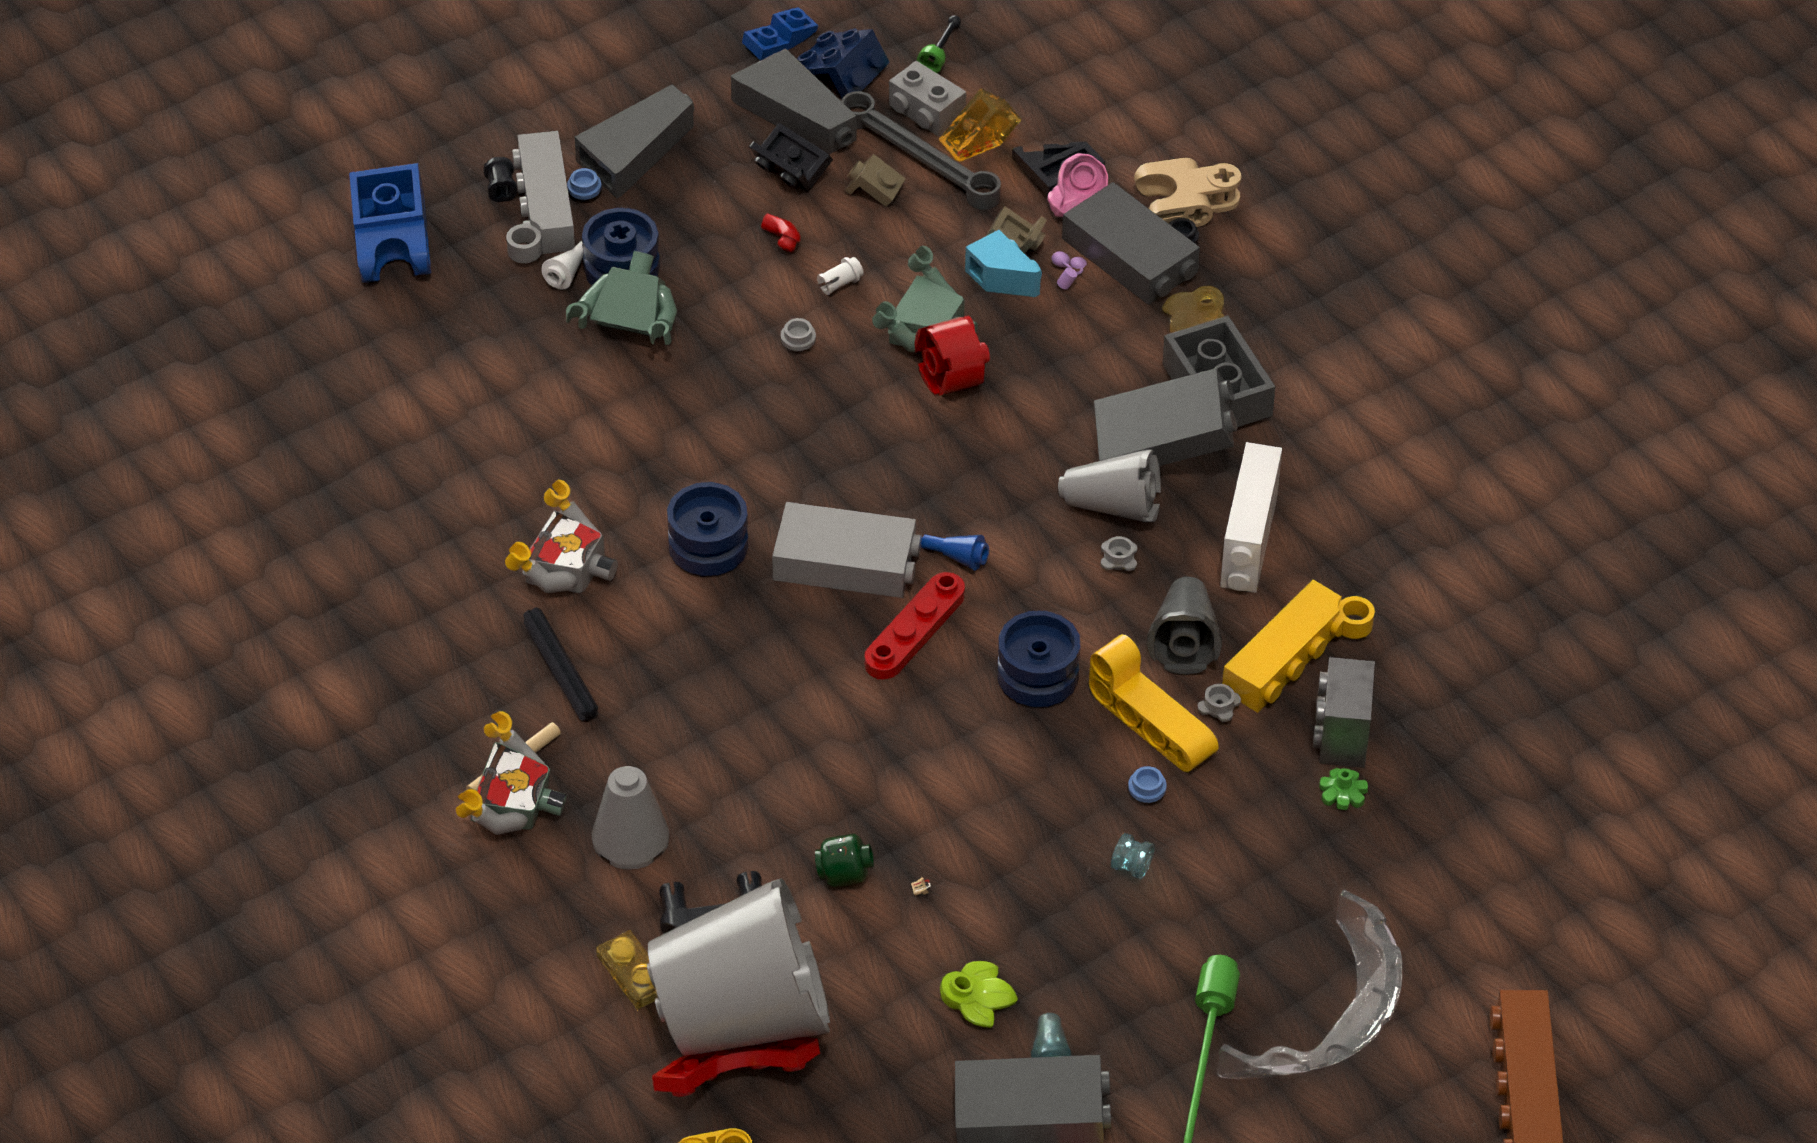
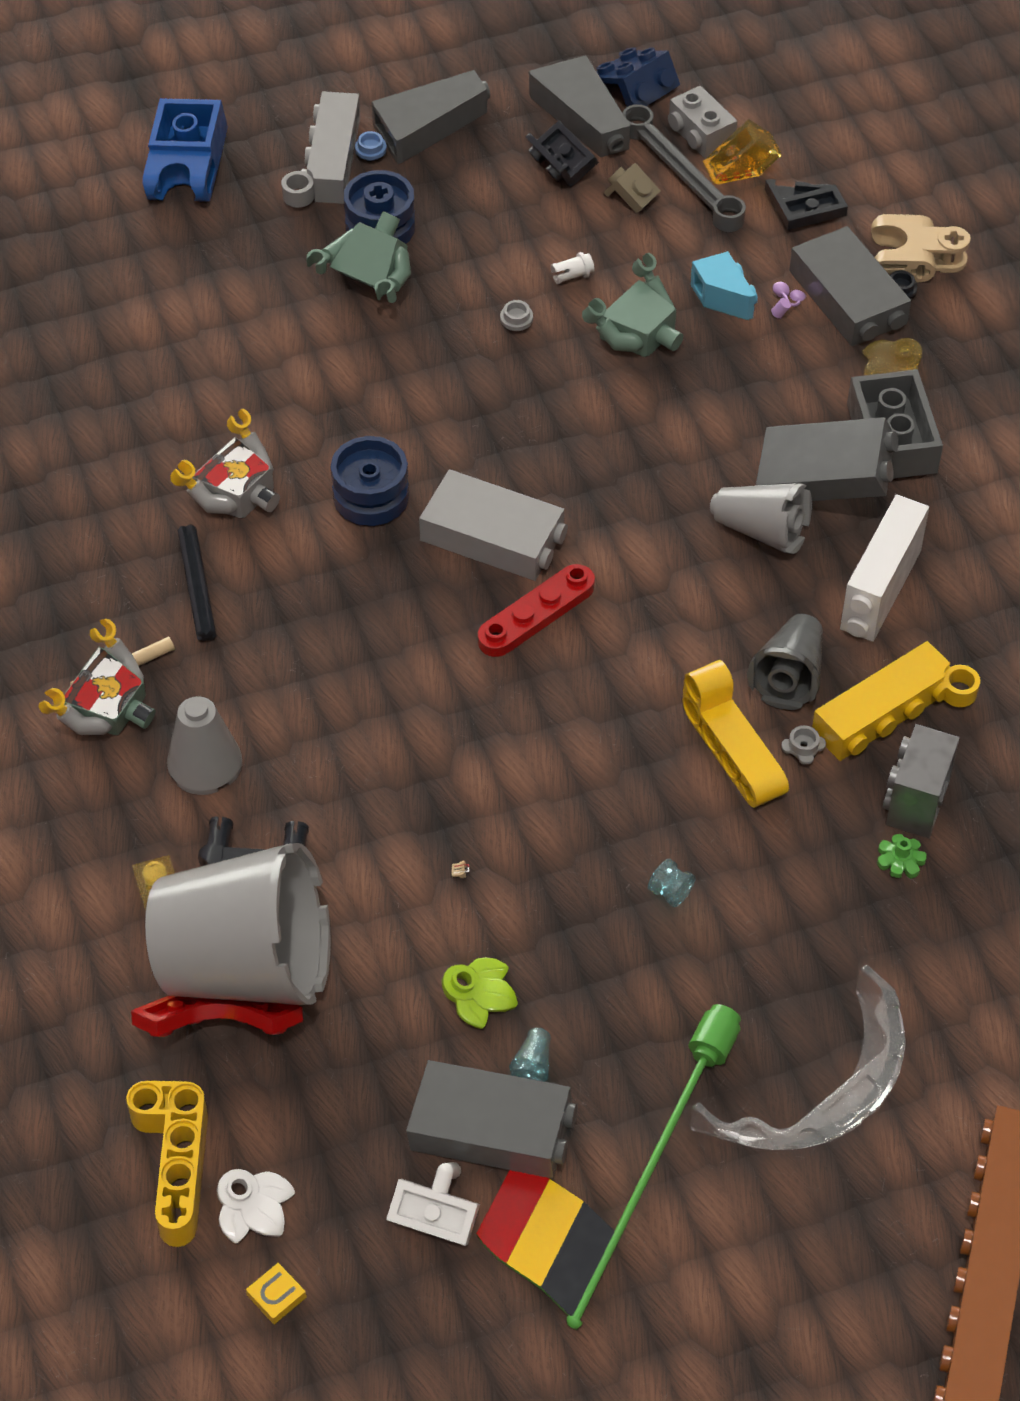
camera: 15 degrees right, 5 degrees up
(501, 184) = (298, 123): black bush -> none
(562, 268) = (324, 217): white cone -> none
(783, 228) = (536, 217): red arm -> none
(785, 31) = (596, 42): blue slope -> none
(843, 860) = (391, 828): dark green head -> none
(936, 52) = (723, 82): bright green hinge -> none
(951, 355) = (647, 360): red brick -> none
(966, 550) = (607, 547): blue cone -> none
(1019, 229) = (748, 255): dark tan bracket -> none
(1038, 658) = (639, 666): dark blue wheel -> none
(1077, 180) = (815, 218): bright pink hair -> none
(1119, 554) = (750, 571): light grey plate -> none
(1147, 784) = (709, 813): medium blue plate -> none

